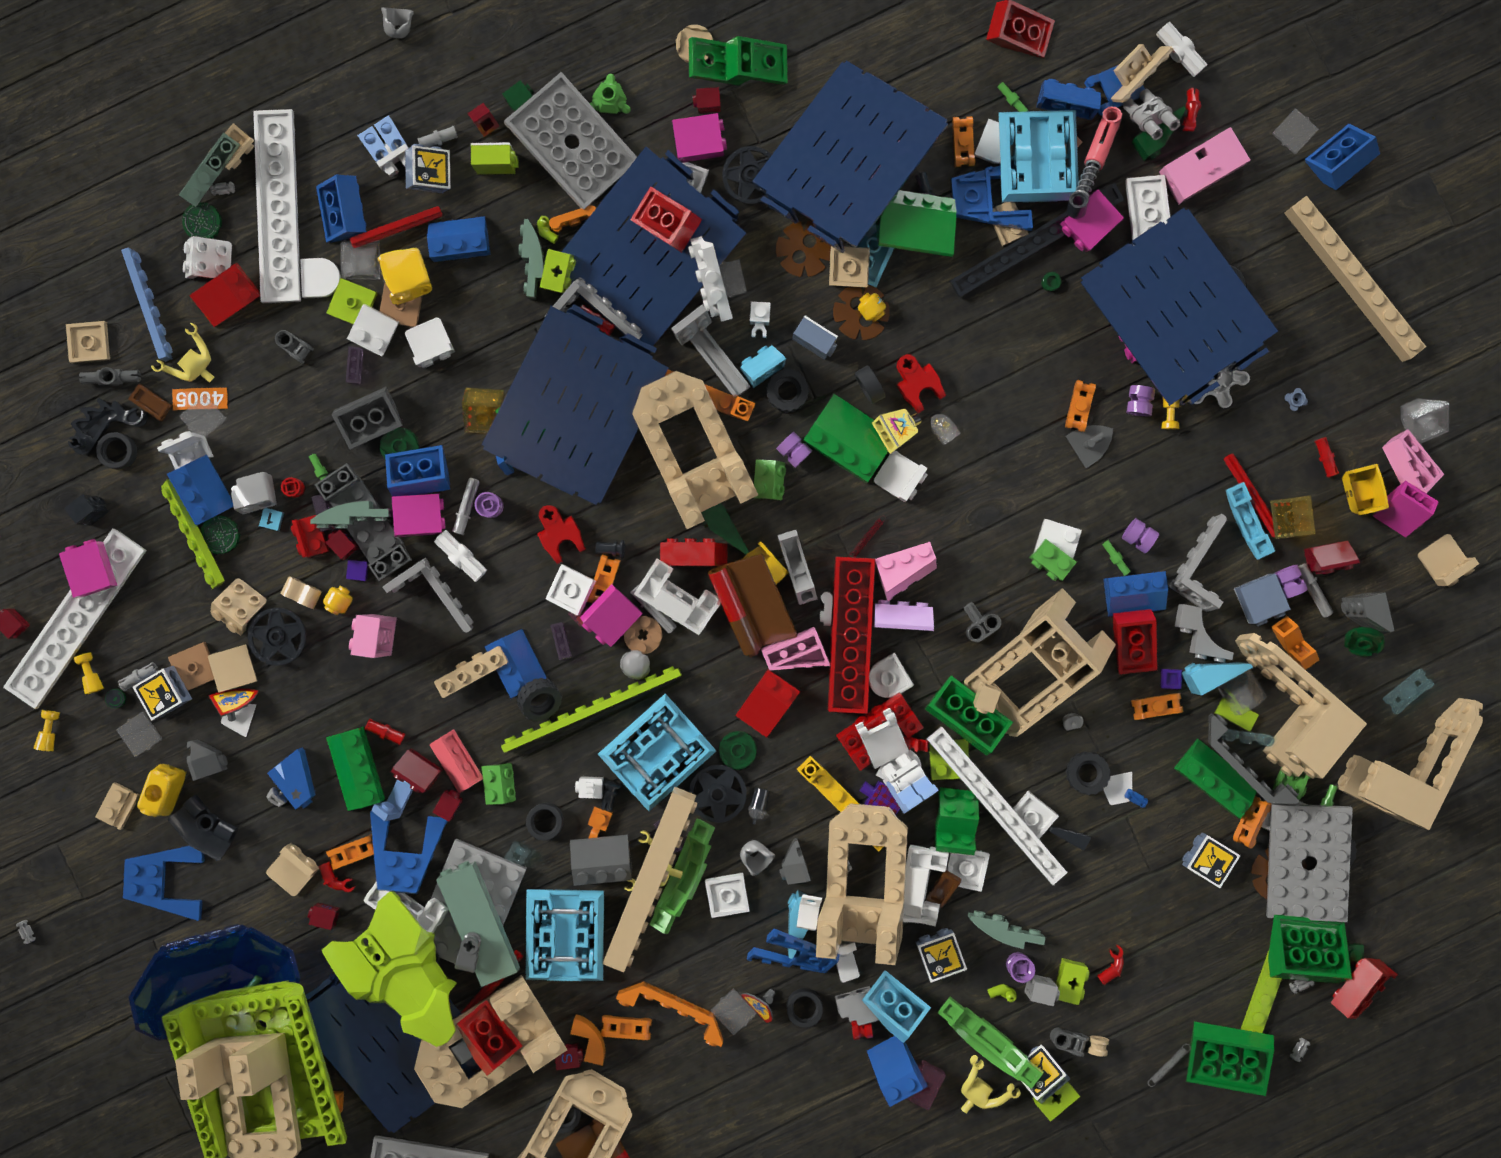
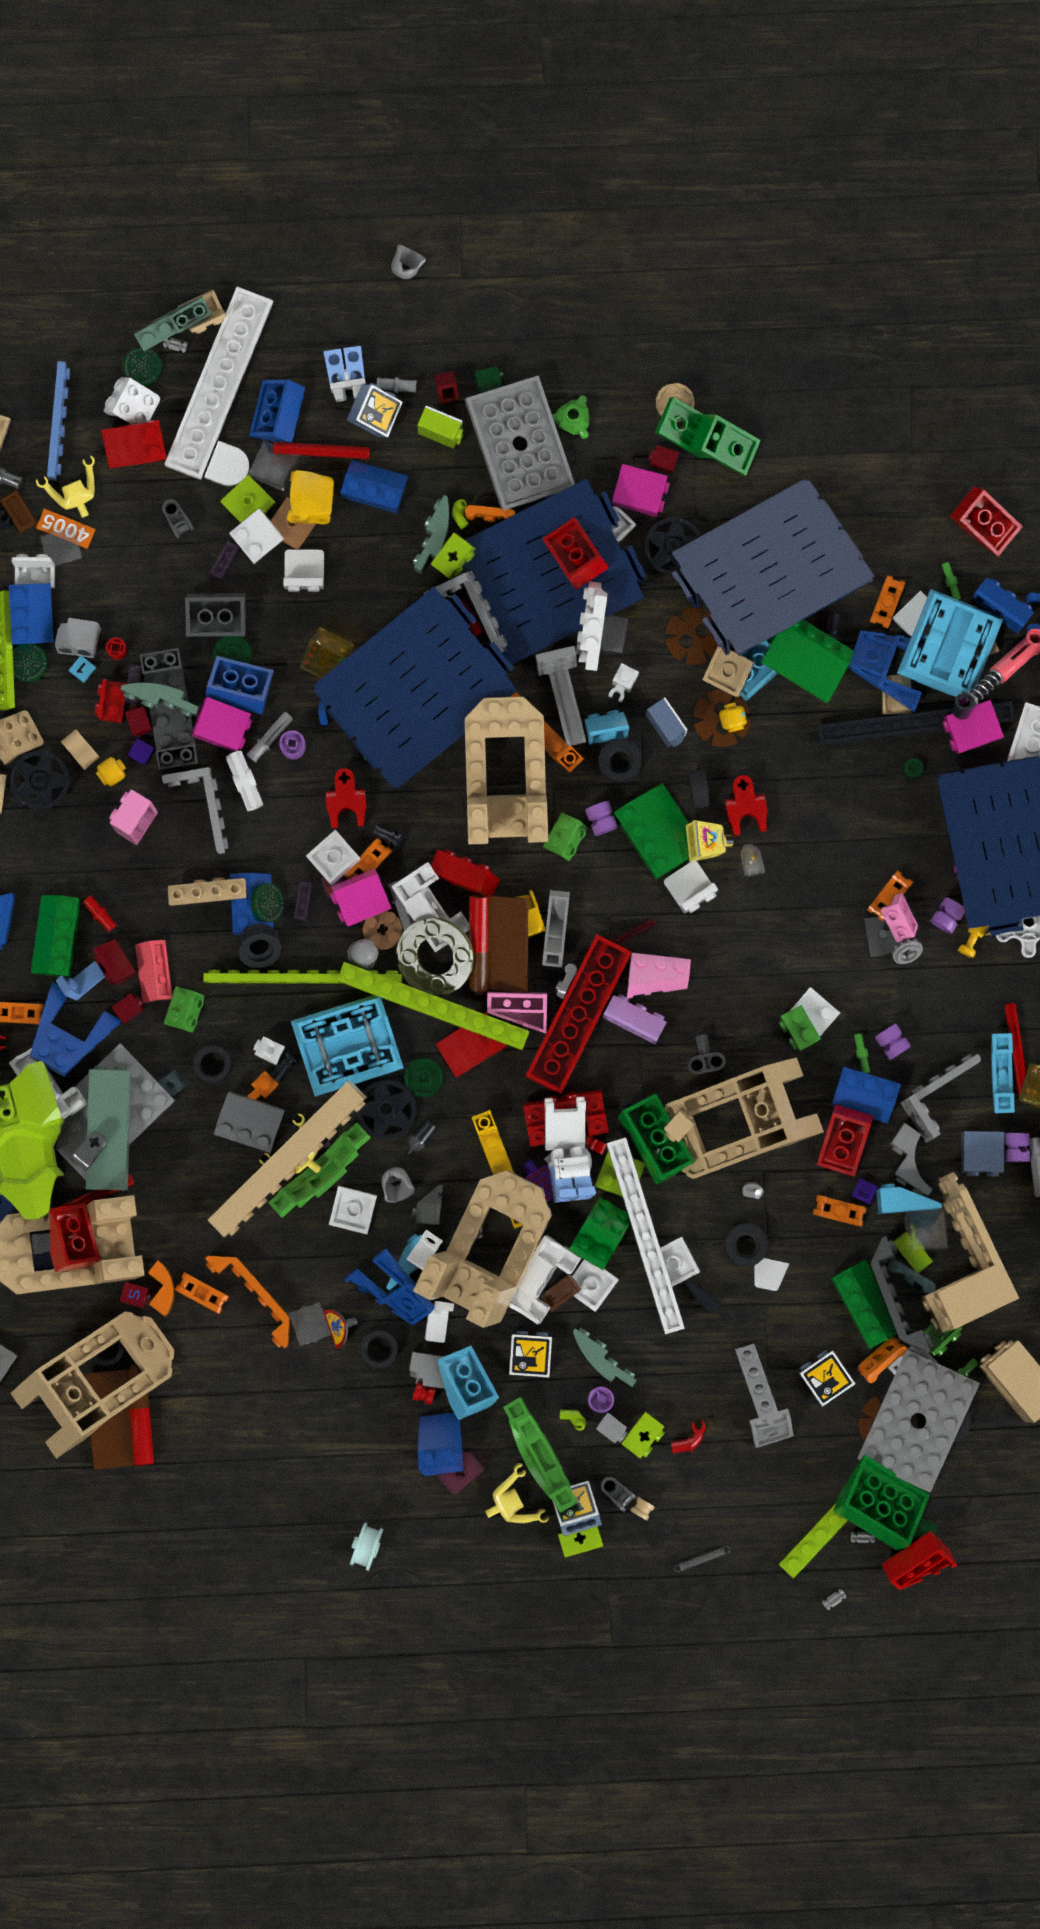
camera: 20 degrees right, 5 degrees down
(320, 471) = (148, 644): bright green bar -> none
(529, 657) = (267, 903): none -> dark green tile
(565, 935) = (184, 1178): medium azure piece -> none
(700, 664) = (412, 969): none -> plate
(719, 686) = (433, 1006): none -> lime plate
(721, 524) = (501, 857): dark green slope -> none
(889, 677) = (597, 1072): white tile -> none
(1100, 423) = (900, 919): none -> bright pink bracket
(1118, 449) = (913, 950): none -> light grey gear
(1136, 798) = (781, 1289): blue piece -> none
(1180, 922) = (771, 1423): none -> light grey bracket
(1230, 1058) = (761, 1574): green slope -> none
(1292, 641) = (995, 1208): orange brick -> none

